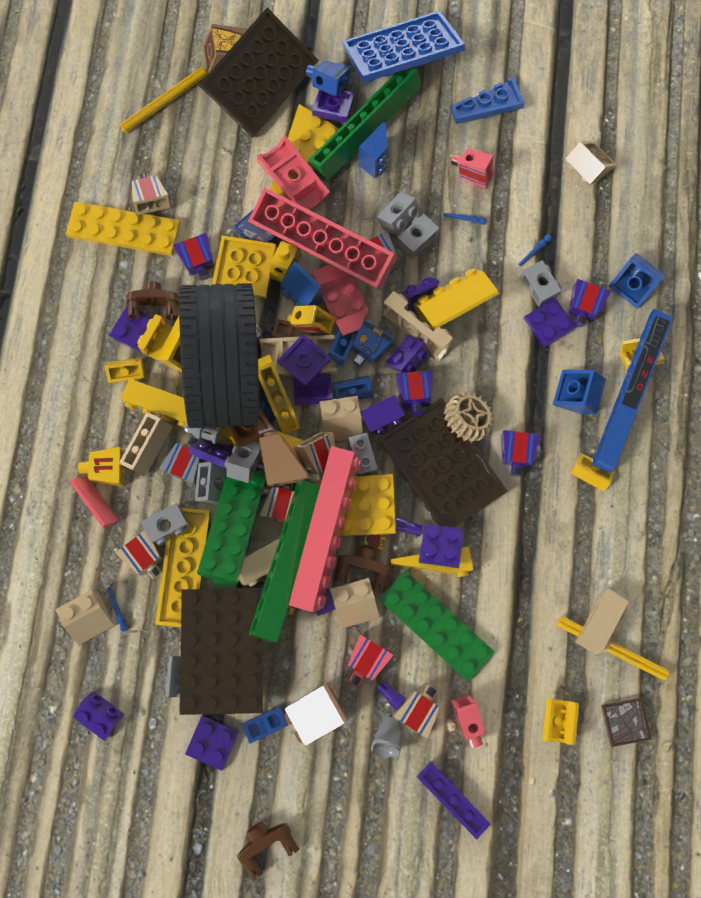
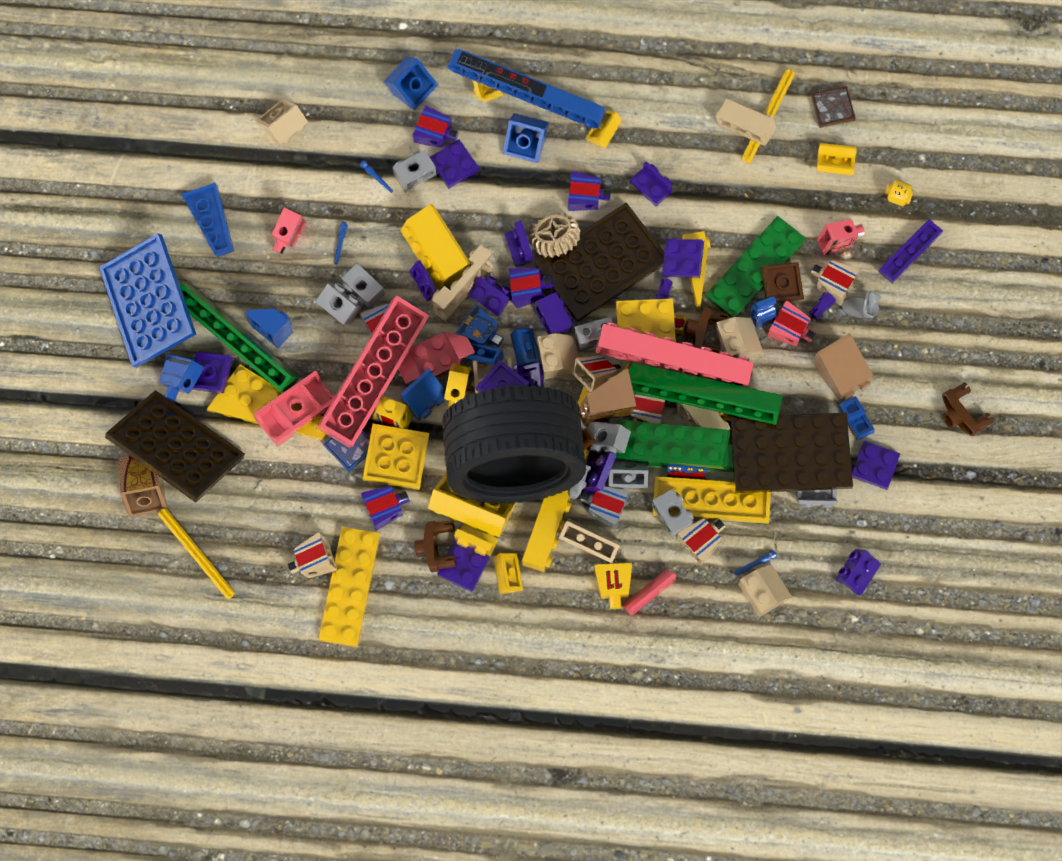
camera: 90 degrees left, 5 degrees down
(380, 629) = (763, 312): none -> blue piece
(416, 652) = (782, 282): none -> reddish brown tile
(460, 383) = (519, 245): none -> dark purple bracket
(522, 792) = (899, 192): none -> yellow head
(529, 518) = (652, 184): none -> dark purple bracket

